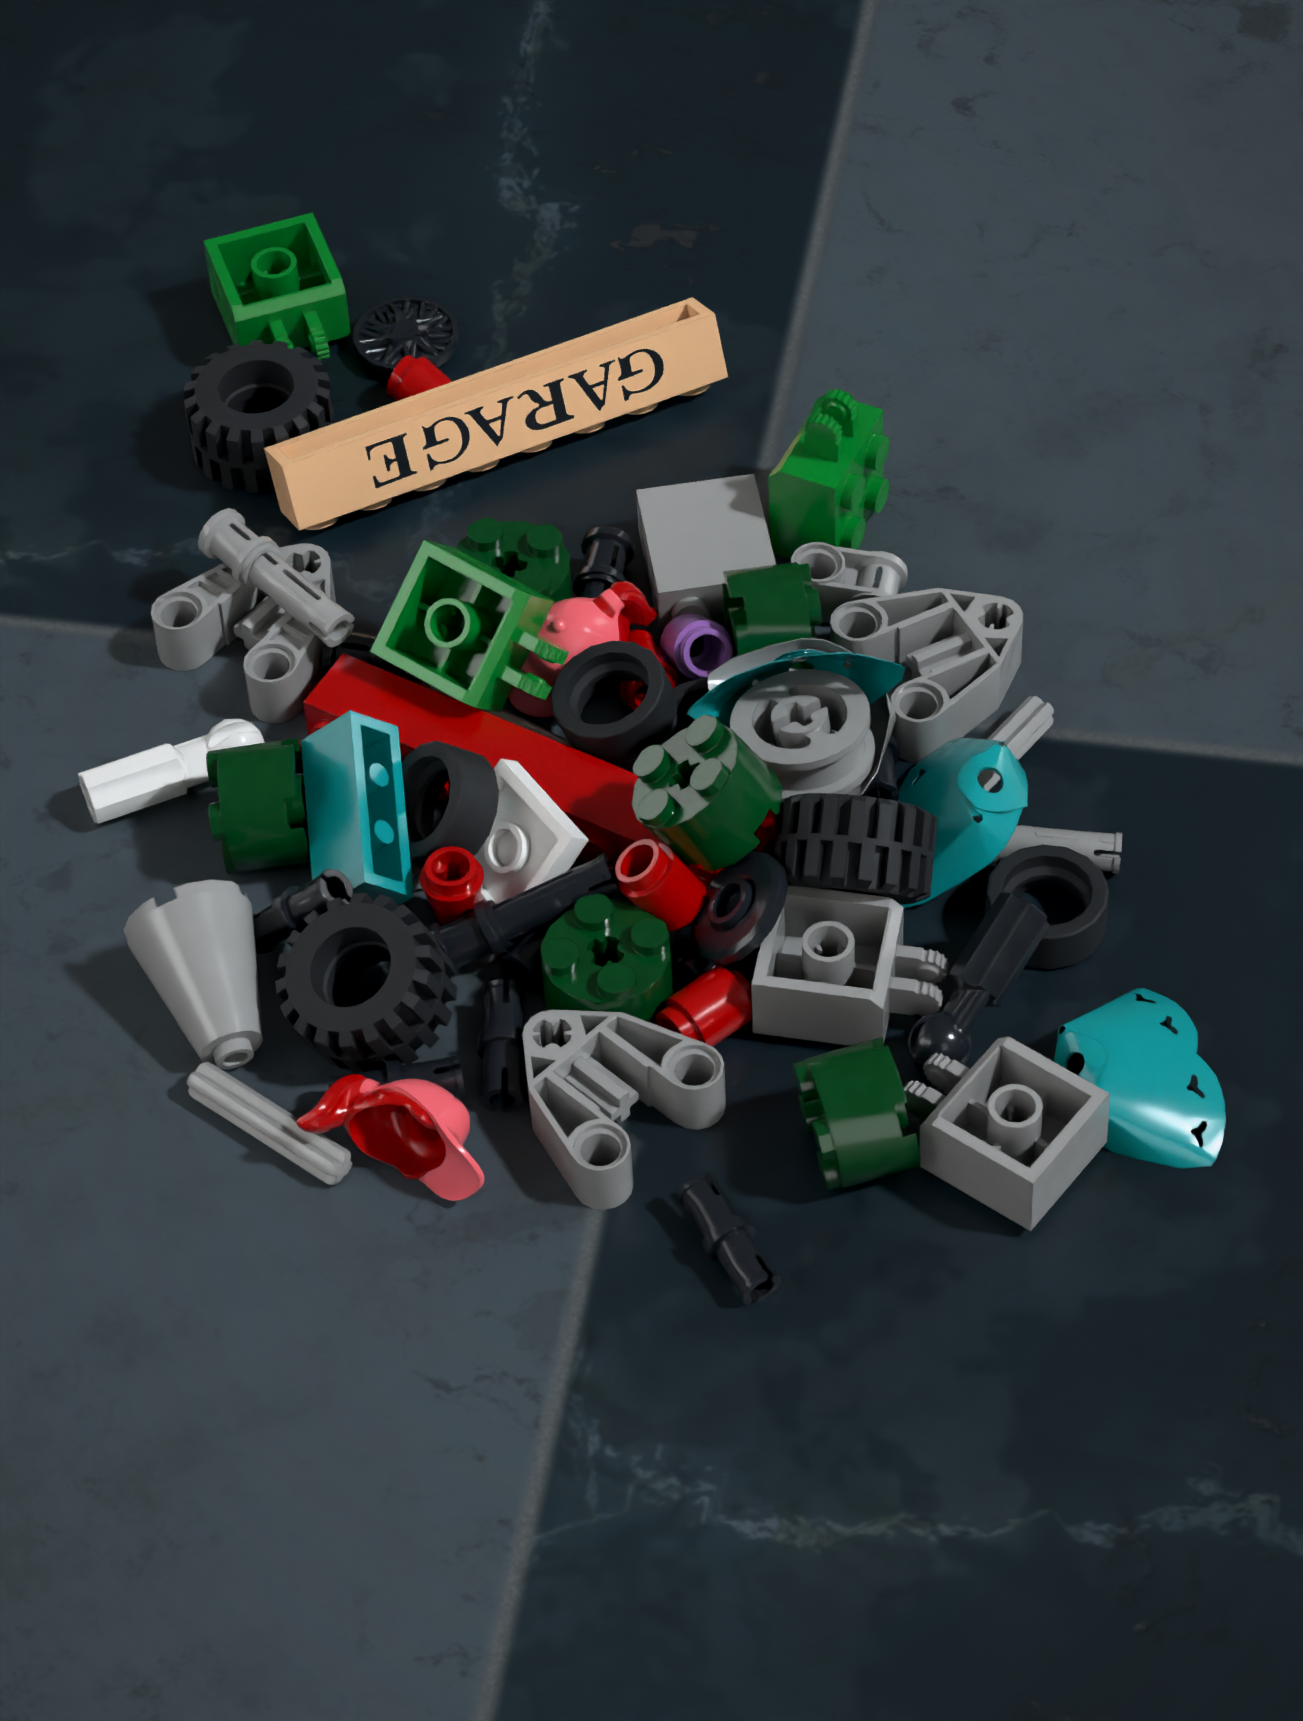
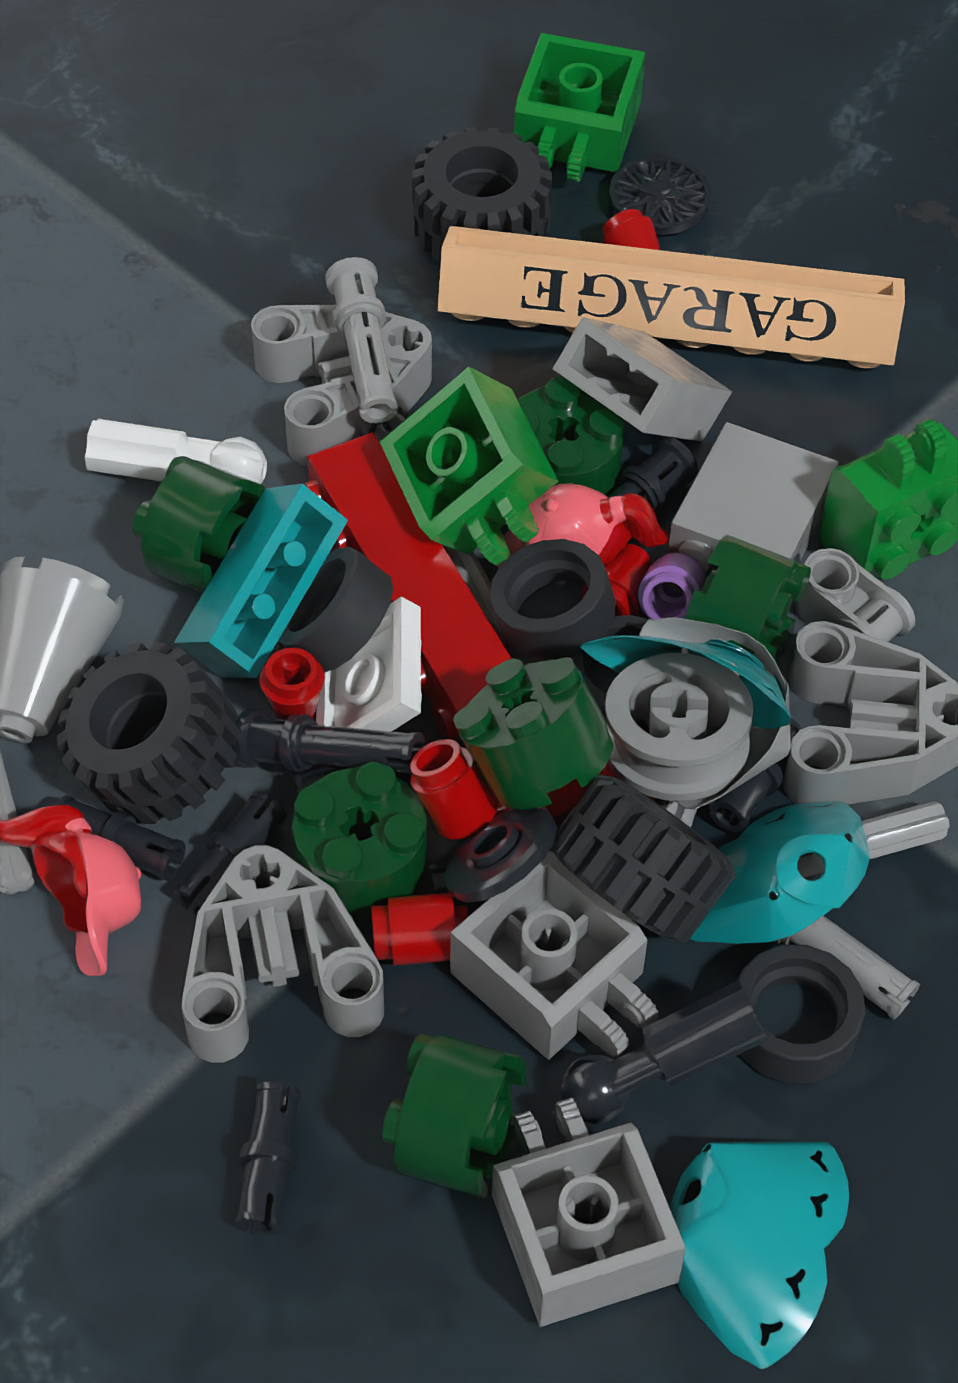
camera: 30 degrees right, 5 degrees up
(293, 904) = (152, 627): black pin -> none
(541, 490) = (642, 380): none -> light grey brick

